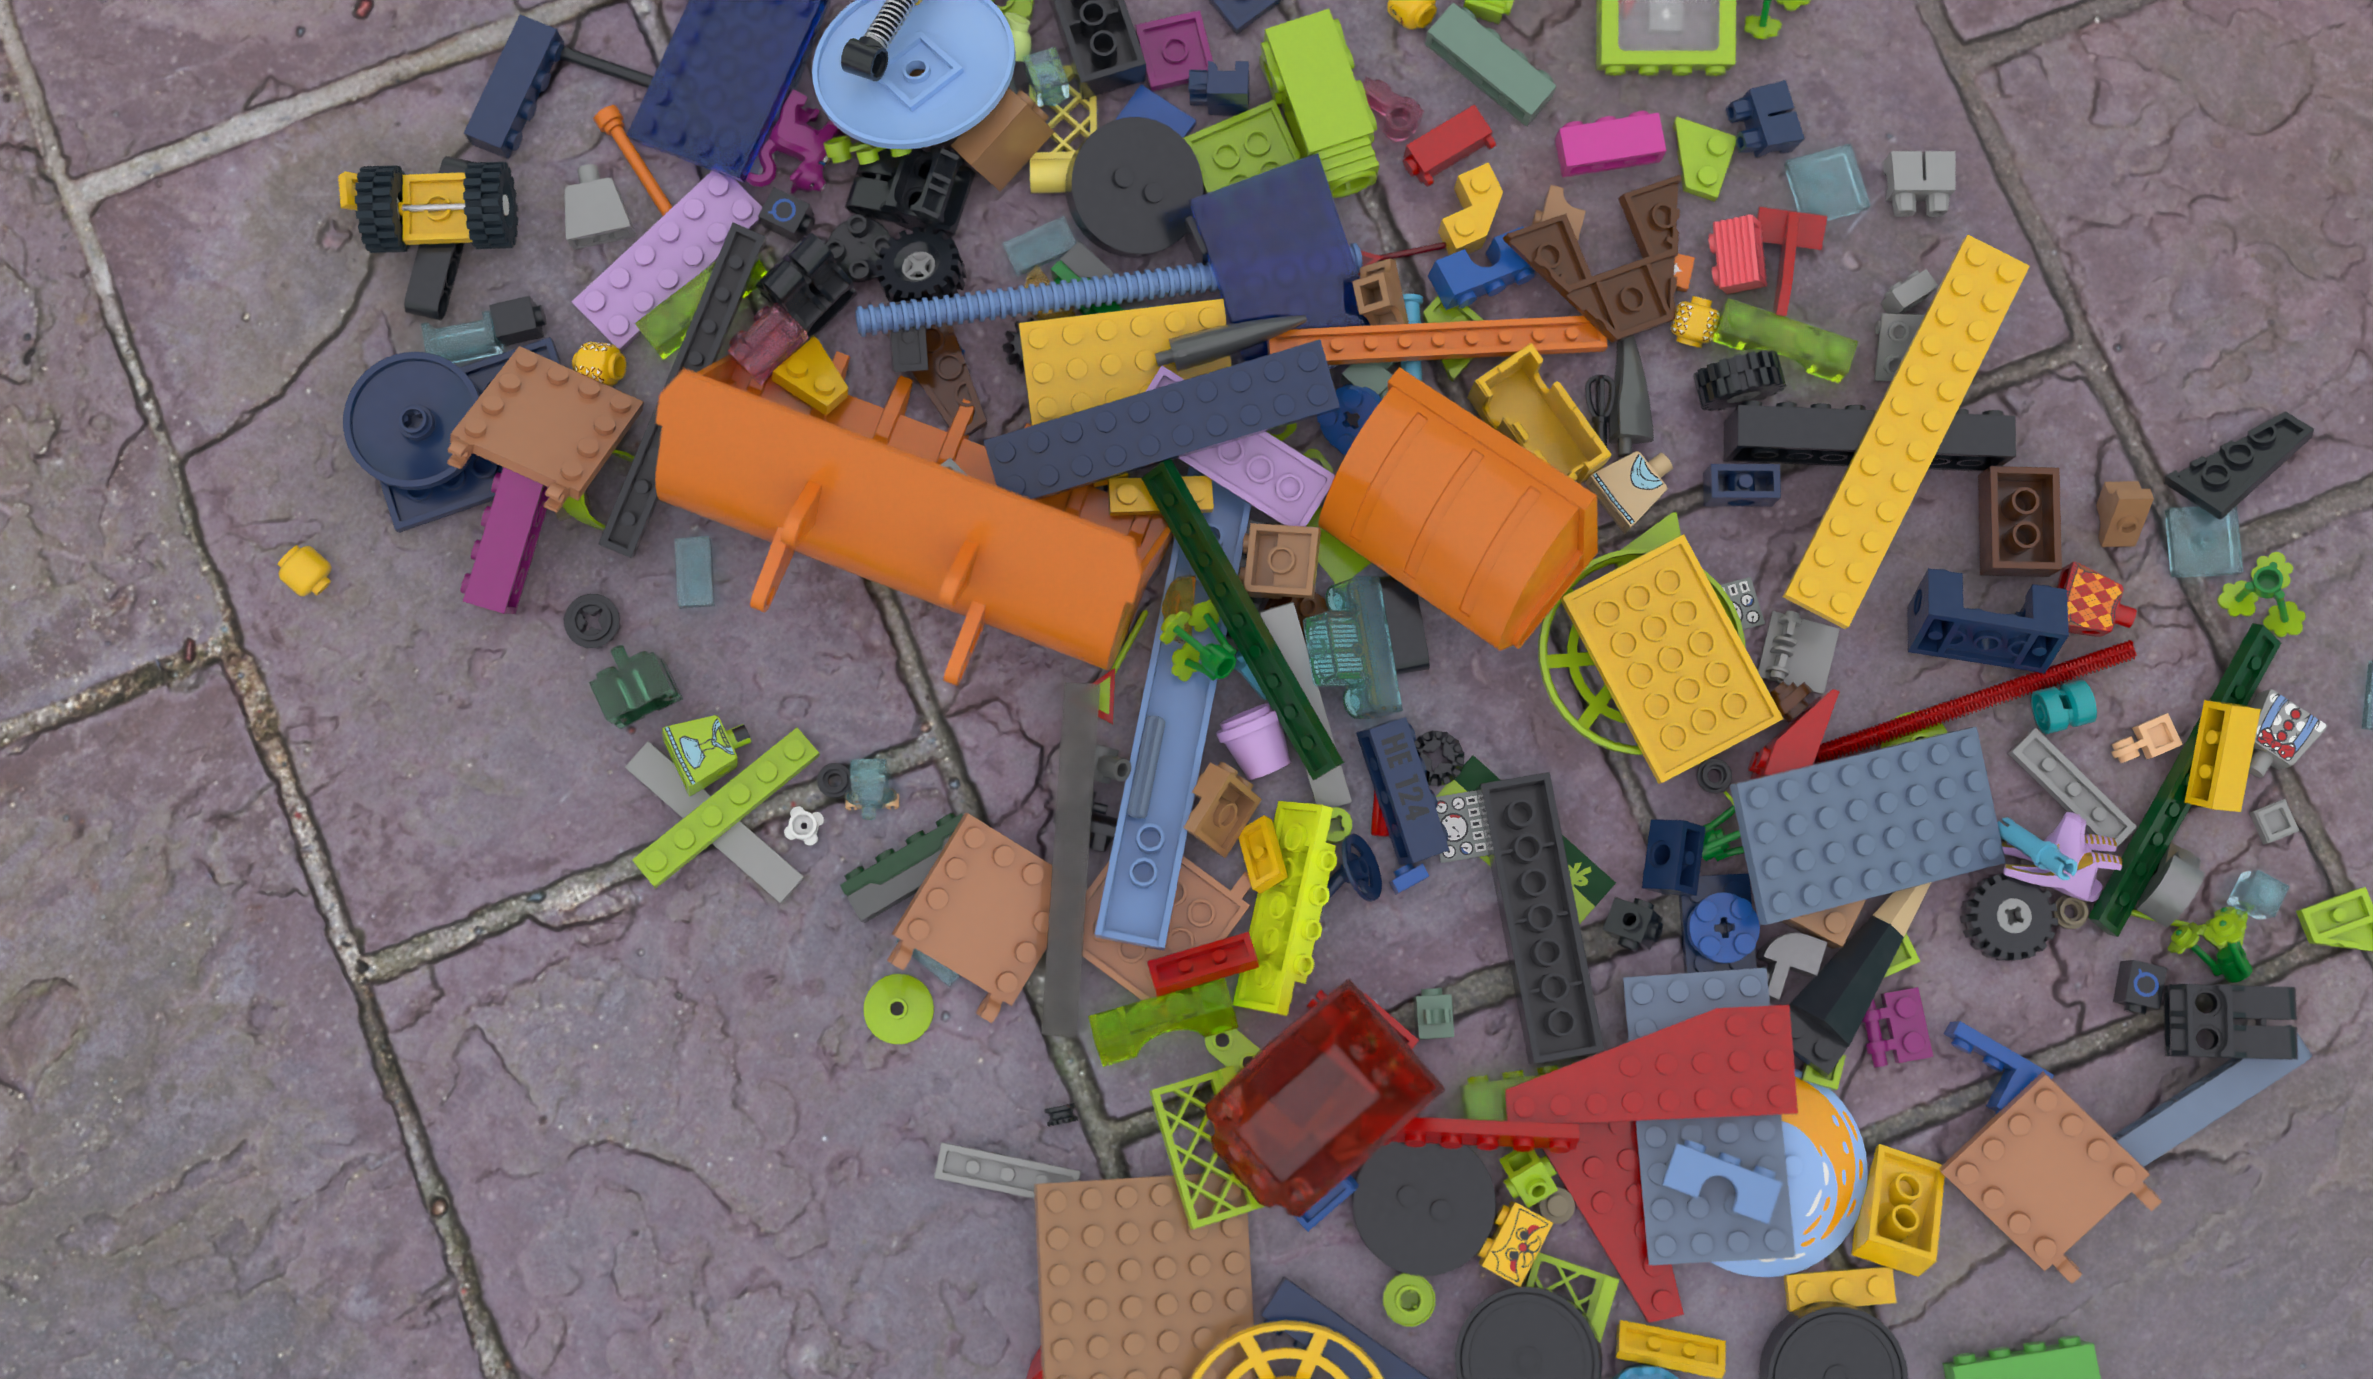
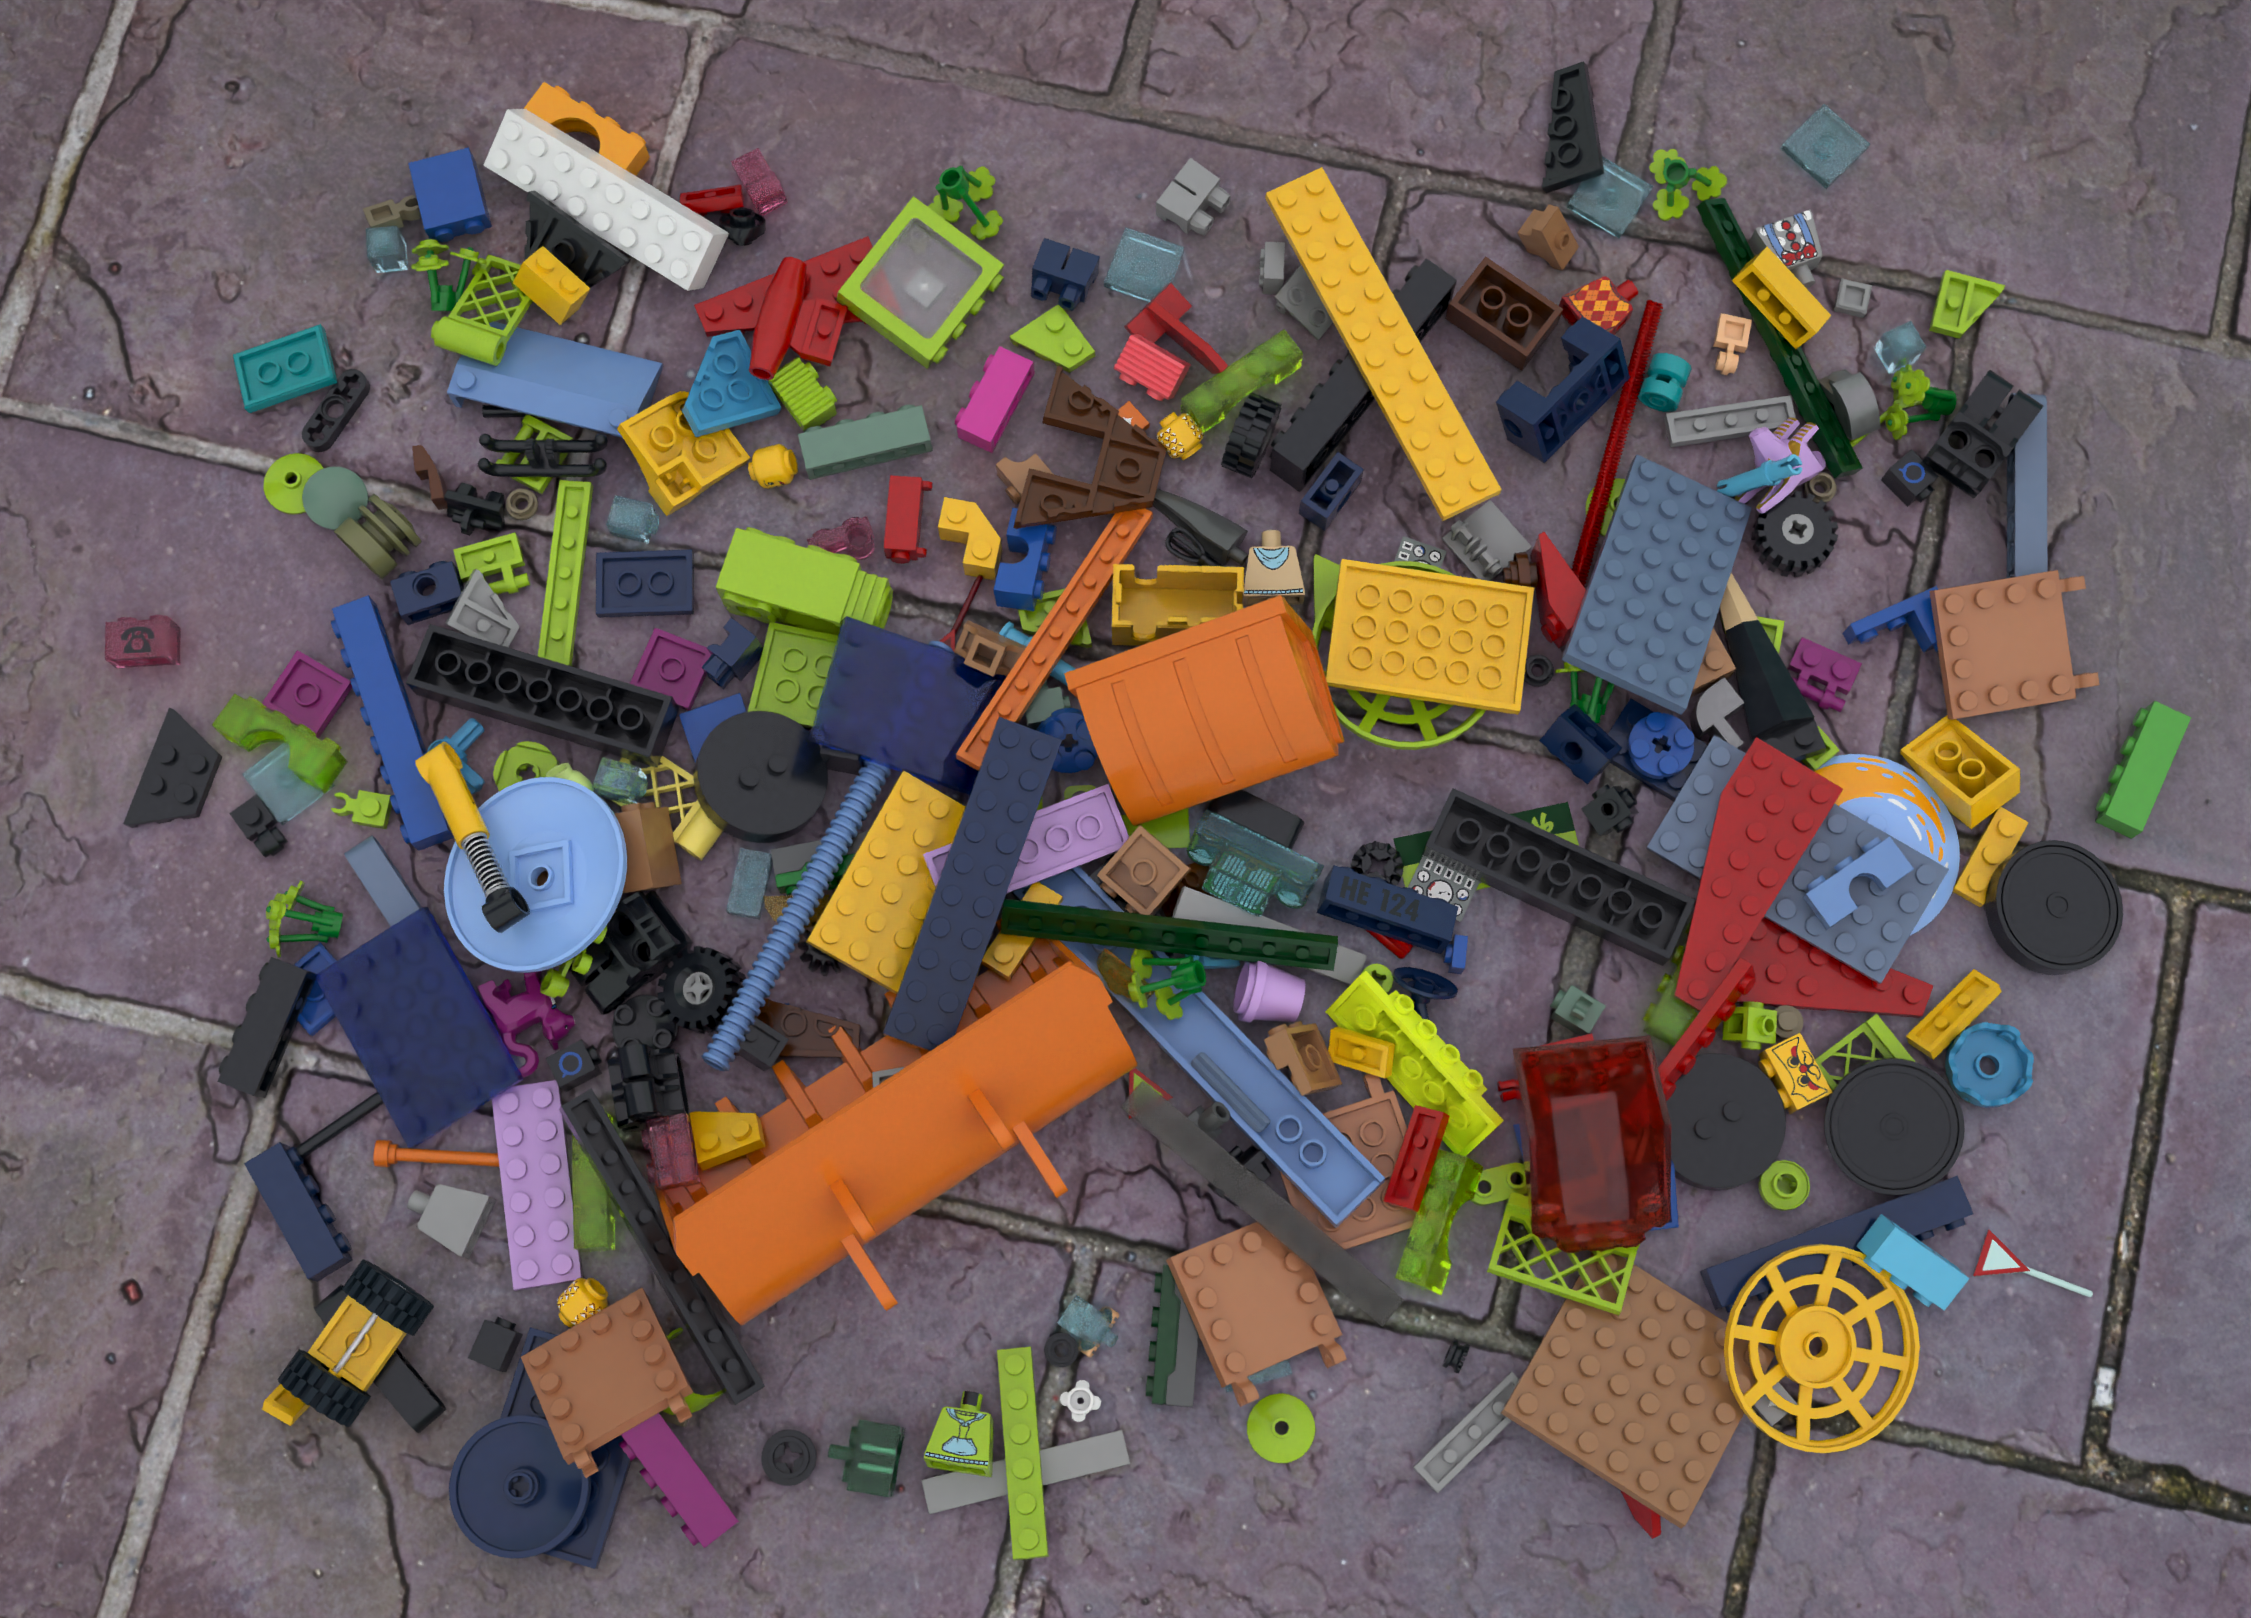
camera: 50 degrees left, 5 degrees down
(463, 341) = (478, 1400): clear light blue panel -> none
(694, 572) = (810, 1344): clear light blue plate -> none
(1222, 341) = (938, 794): dark grey piece -> none

